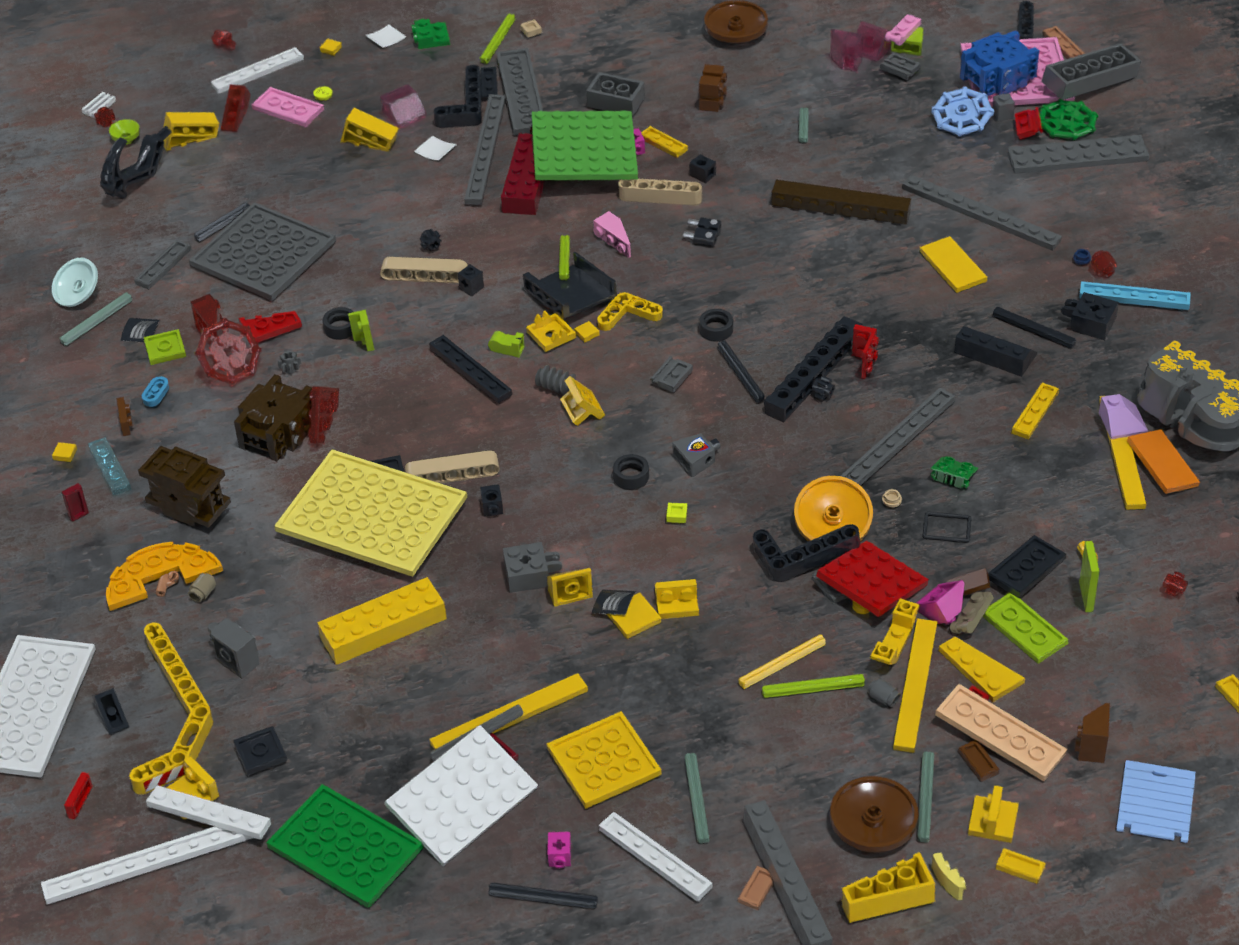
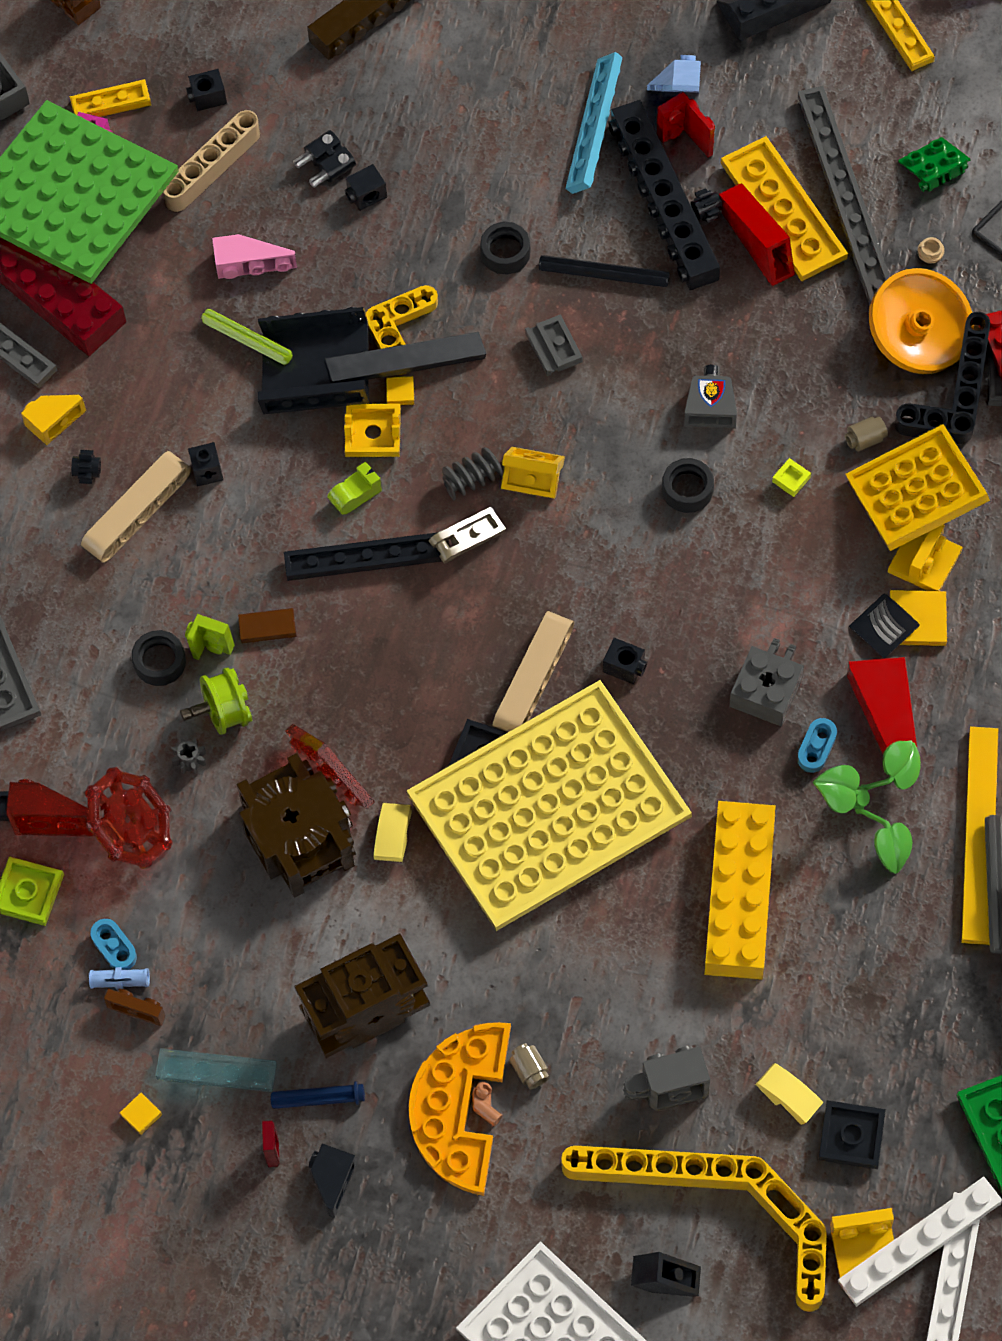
camera: 55 degrees left, 20 degrees up
(74, 541) = (332, 1174): none -> black slope
(134, 526) = (318, 1096): none -> dark blue axle
(137, 403) = (119, 978): none -> light blue pin
(266, 708) = (790, 1092): none -> light yellow slope
(272, 326) = (94, 744): red wing -> none
(301, 462) = (391, 832): none -> light yellow slope
(328, 353) = (222, 701): none -> lime wheel
(395, 354) = (267, 625): none -> reddish brown tile
(450, 214) = (52, 415): none -> yellow slope
(469, 613) = (842, 793): none -> bright green plant
(507, 610) = (817, 747): none -> dark azure plate
(515, 396) = (467, 534): none -> plate
(558, 628) = (884, 698): none -> red slope
(570, 586) = (830, 658): yellow slope -> none
(605, 319) = (405, 358): none -> black tile
(700, 253) = (365, 187): none -> black brick
(712, 561) = (917, 487): none -> yellow plate
(736, 529) = (866, 433): none -> dark tan brick
(823, 417) = (759, 233): none -> red slope
(825, 322) = (594, 123): none -> medium azure plate
(855, 422) = (779, 192): none -> yellow plate
(897, 333) = (679, 76): none -> light blue wedge

